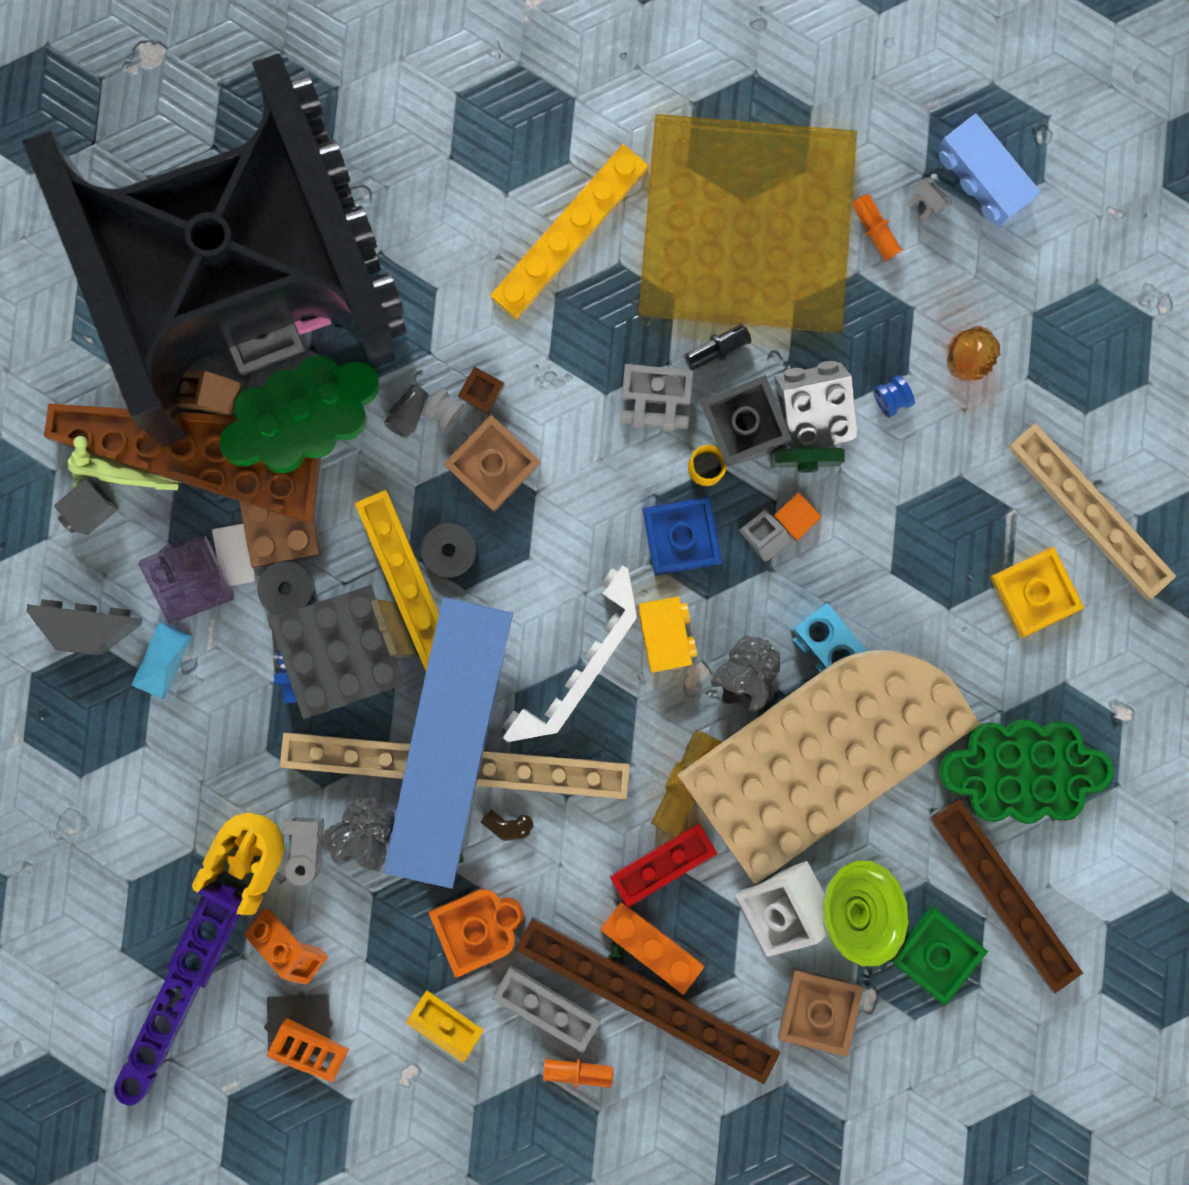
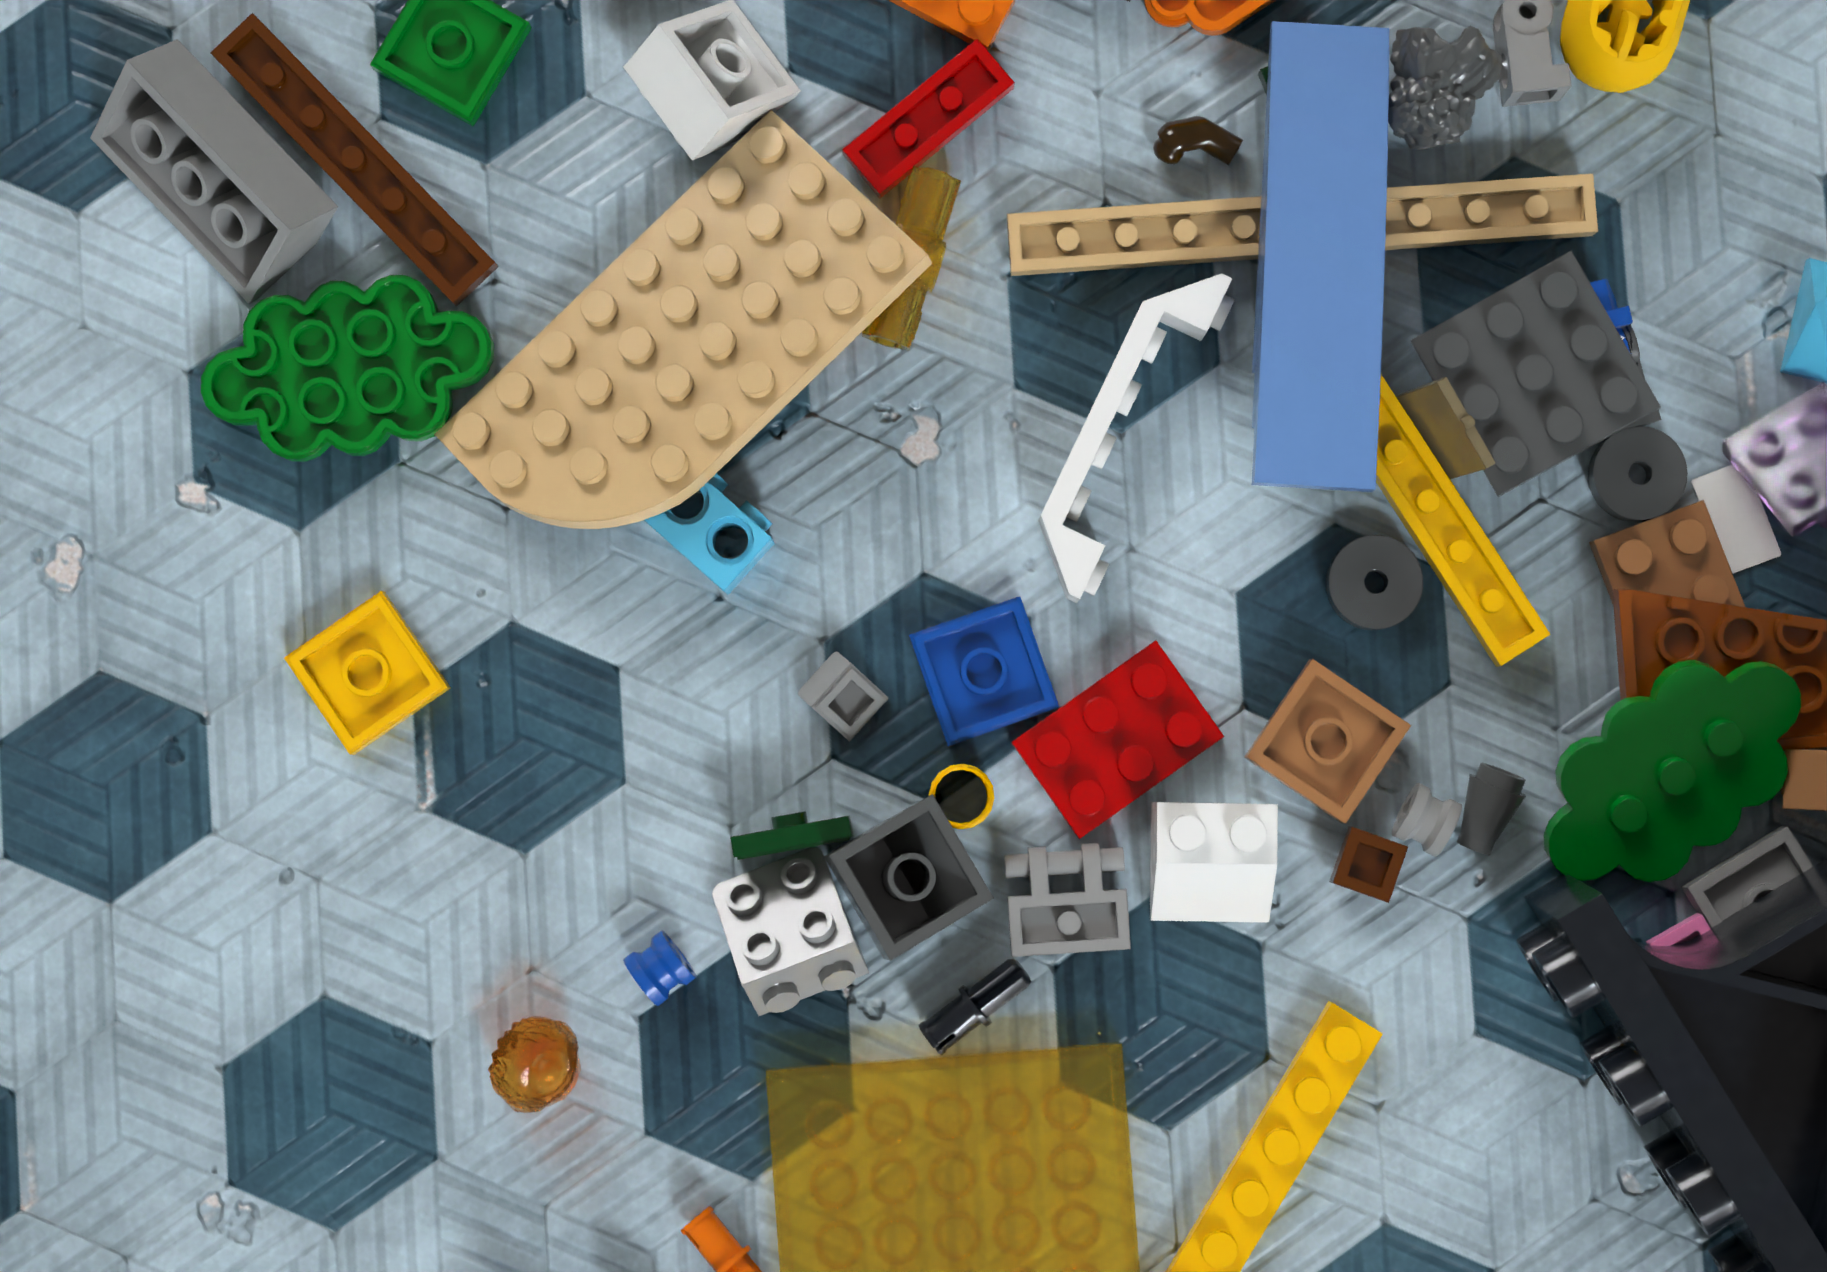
camera: 170 degrees right, 0 degrees up
(569, 407) = (1213, 861): none -> white slope
(612, 484) = (1117, 739): none -> red plate
(666, 634) = (986, 497): yellow piece -> none
(749, 673) = (836, 452): dark grey hair -> none
(797, 516) = (793, 735): orange tile -> none
(865, 913) = (583, 89): lime hat -> none
(1090, 903) = (211, 169): none -> light grey slope
(1091, 511) = (294, 824): tan plate -> none

